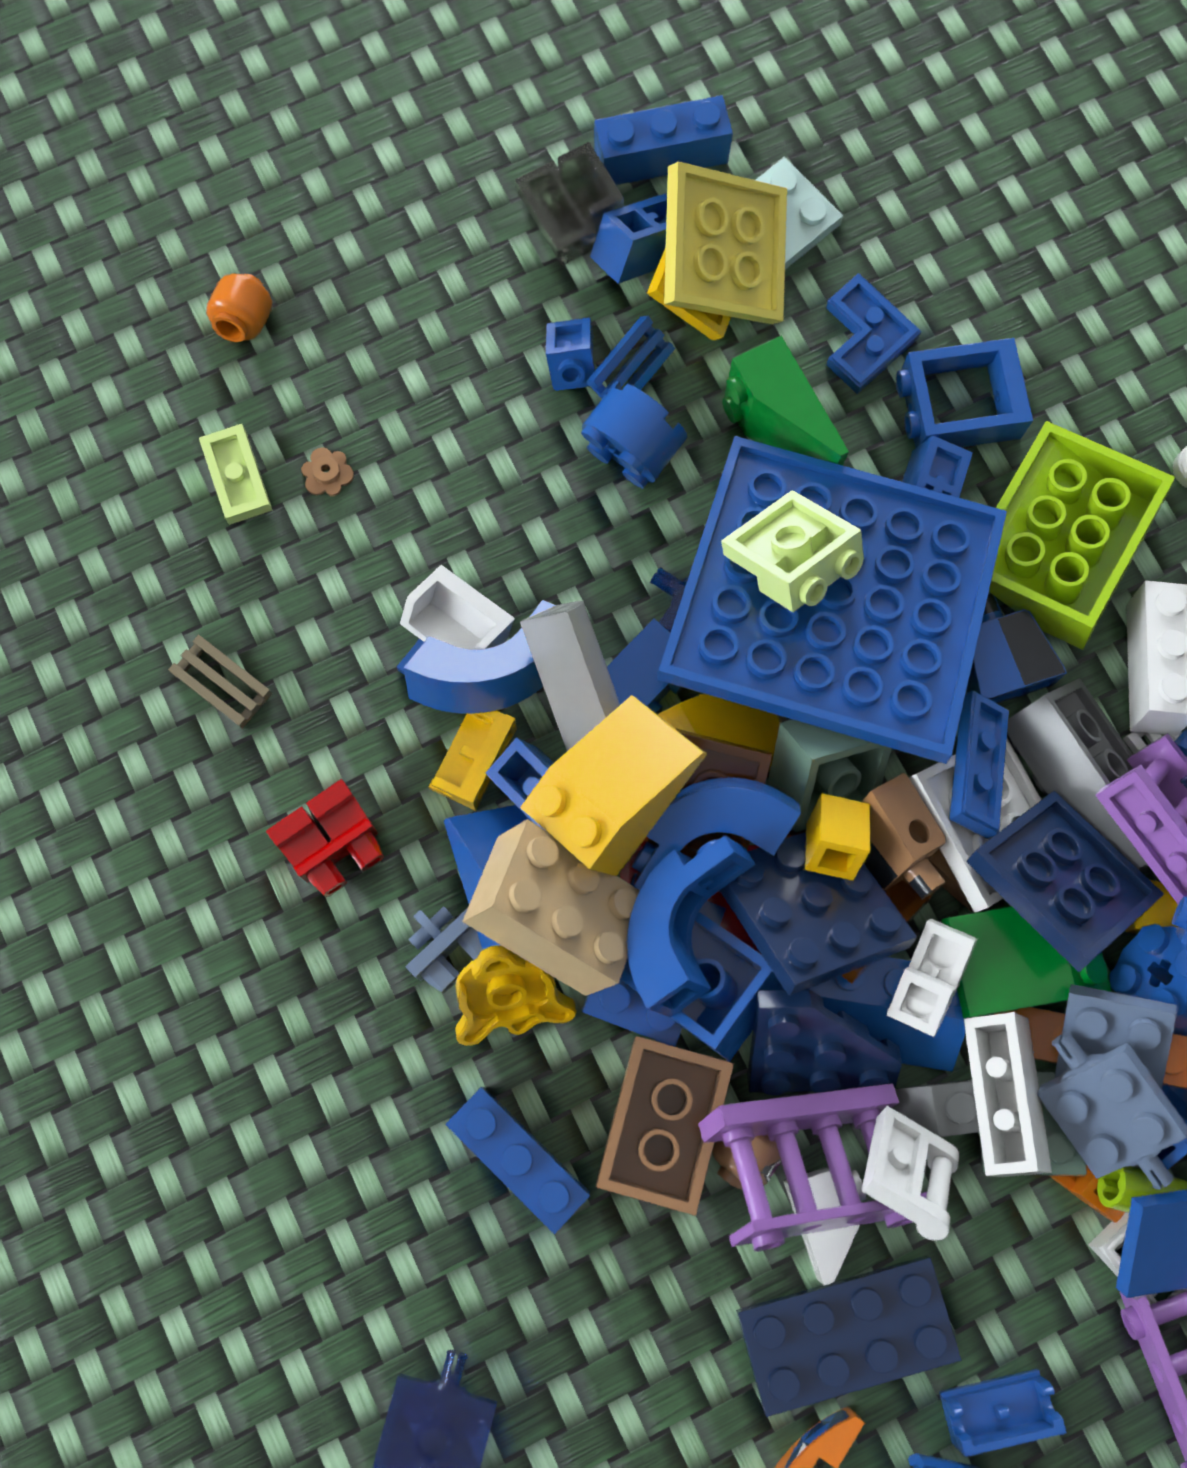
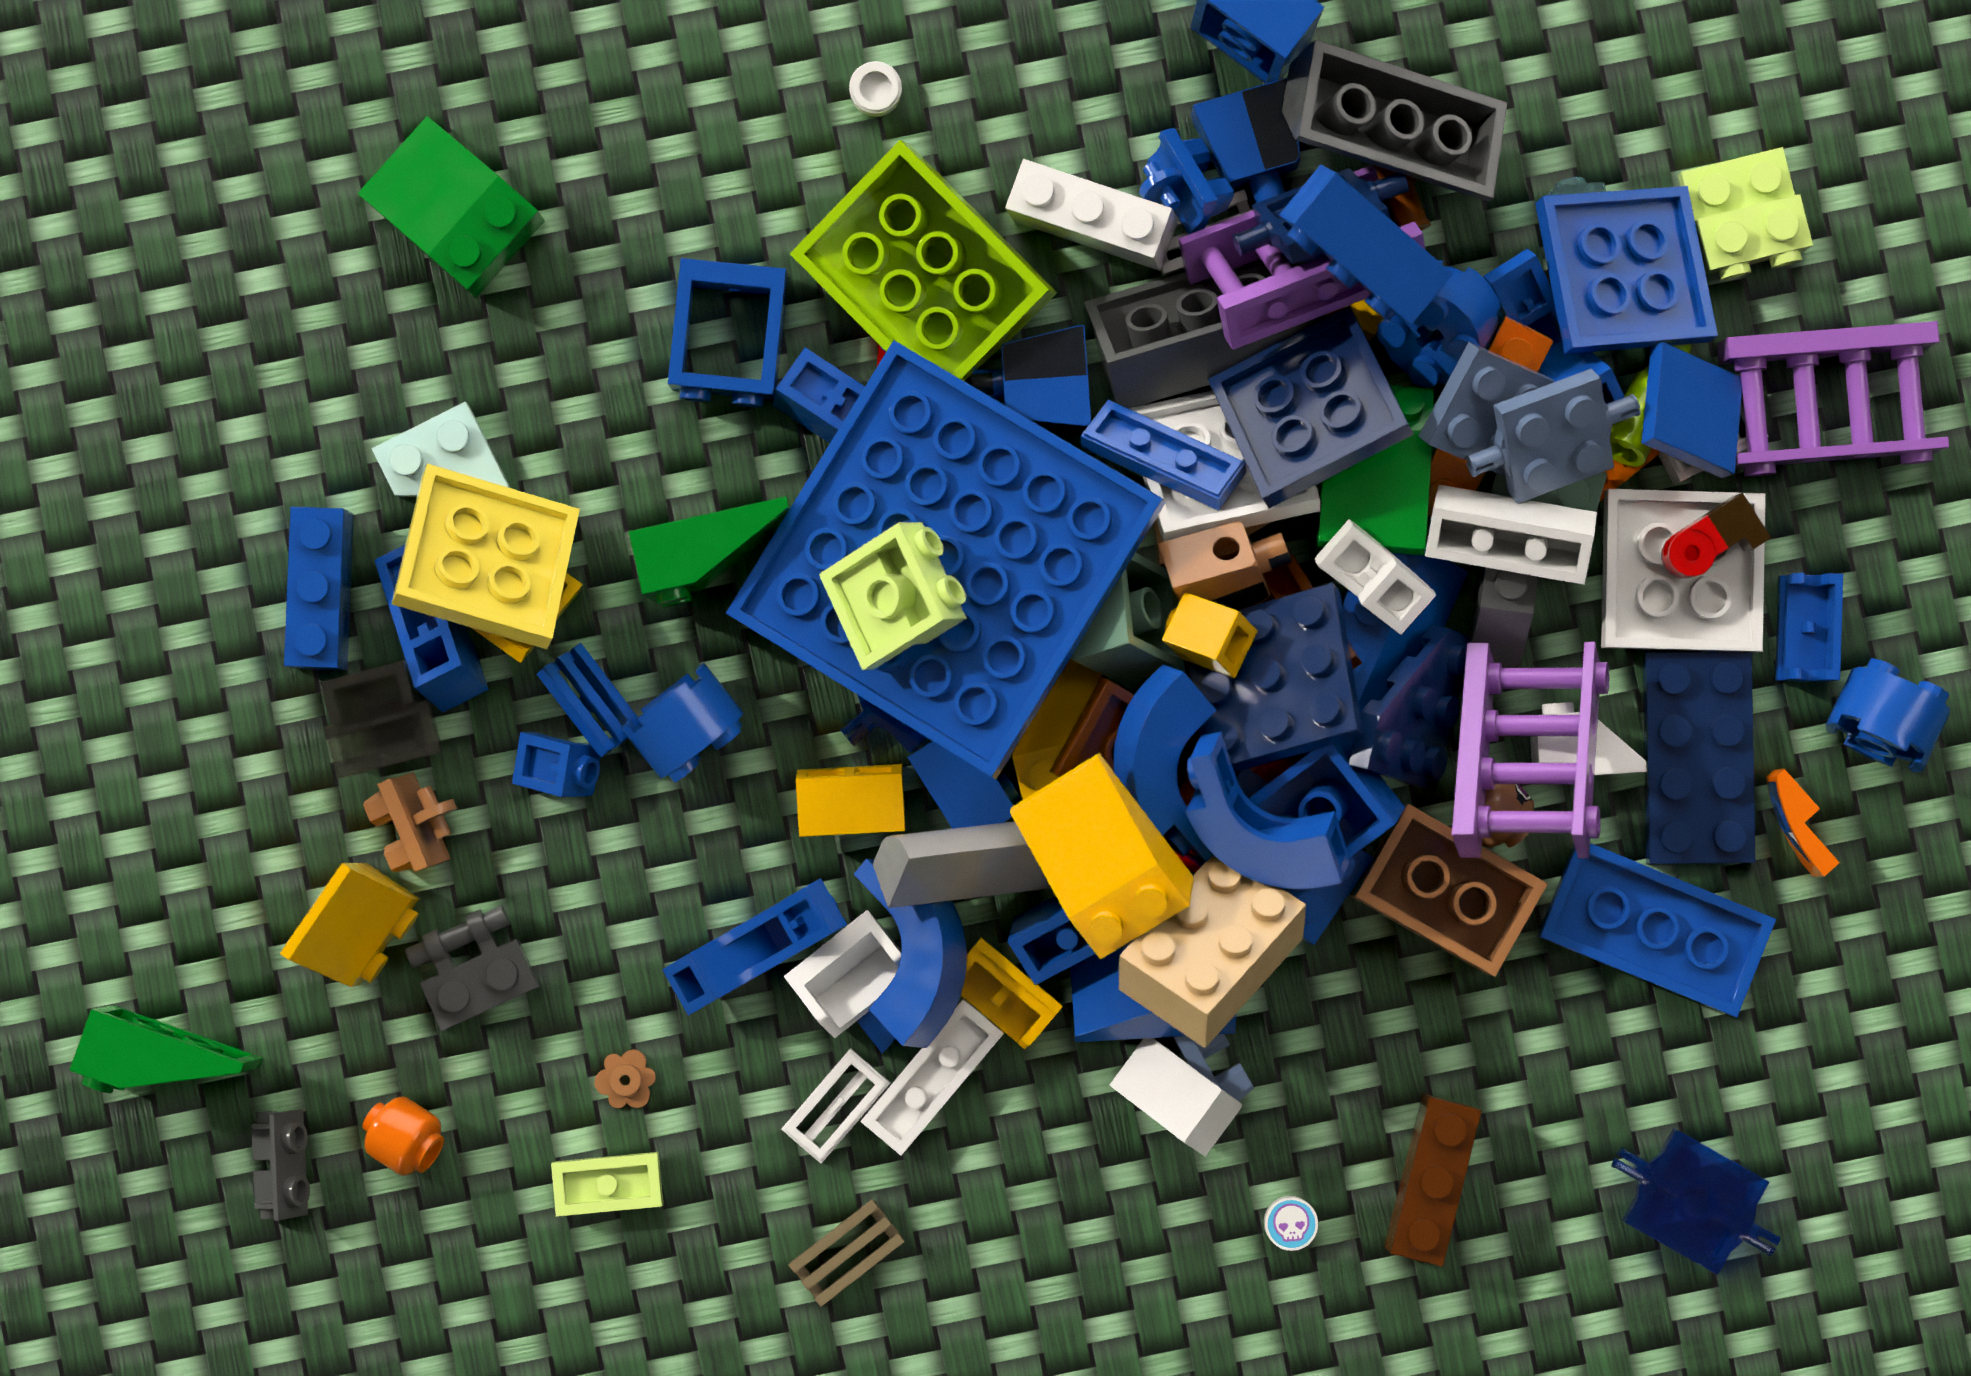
camera: 75 degrees left, 10 degrees up
(197, 228) = (284, 1188): none -> dark grey hinge
(265, 95) = (135, 1050): none -> green slope
(310, 850) = (1067, 1191): red hips -> none
(328, 1059) = (1290, 1223): none -> tile
(378, 339) = (480, 982): none -> dark grey plate
(378, 660) = (865, 1071): none -> white tile
(386, 713) = (932, 1078): none -> white plate
(395, 1180) = (1432, 1179): none -> reddish brown brick
(400, 210) = (352, 925): none -> yellow slope
(415, 922) = (1176, 1095): none -> white panel
(458, 537) = (754, 946): none -> blue arch
(495, 255) = (417, 820): none -> medium nougat hips
(507, 993) = (1275, 1020): yellow tile -> none
(518, 1159) = (1444, 1048): blue brick -> none
(604, 586) = (850, 800): none -> yellow hinge
(679, 1338) = (1657, 928): none -> blue plate
(878, 332) = (622, 400): blue tile -> none
(898, 1167) = (1551, 667): white plate -> none
(990, 174) = (452, 206): none -> green slope
(1019, 1275) = (1663, 612): none -> white plate
(1050, 1279) = (1696, 545): none -> leg

